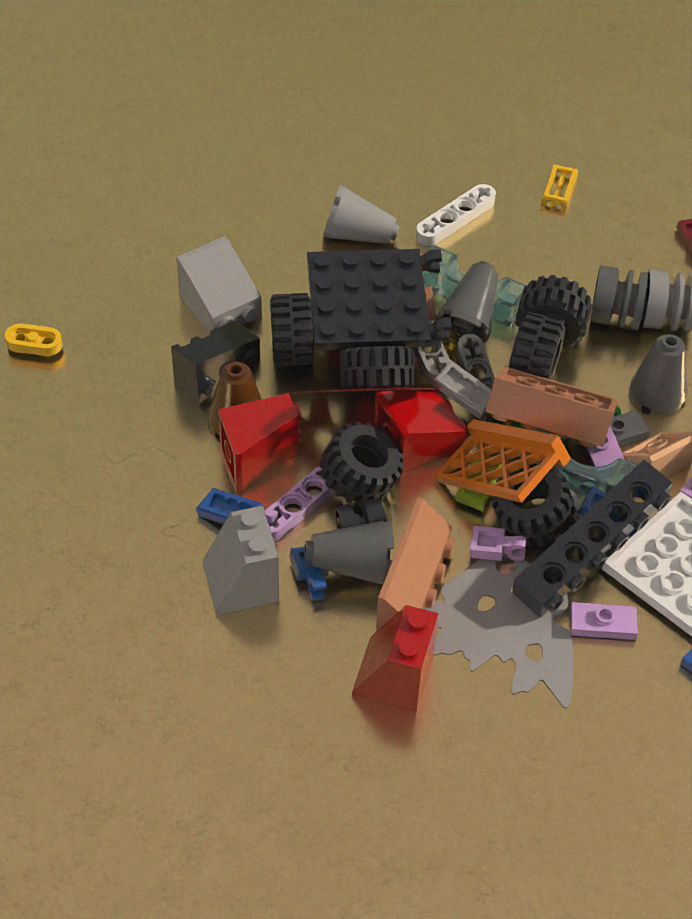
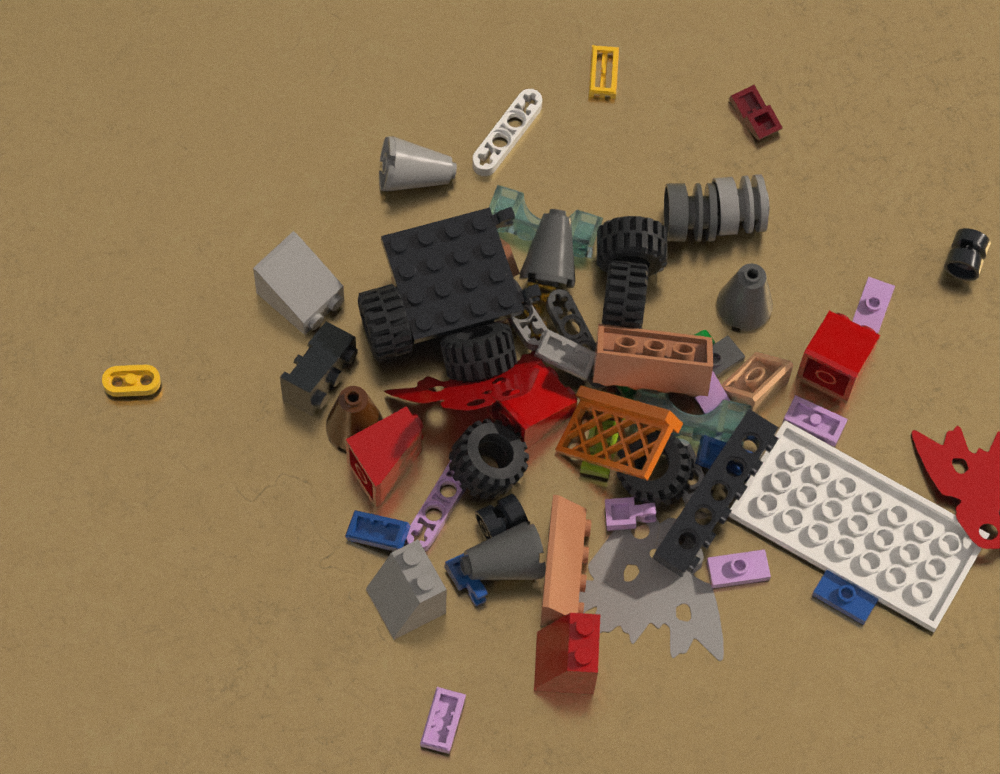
camera: 15 degrees left, 15 degrees up
(243, 699) = (443, 720): none -> lavender plate

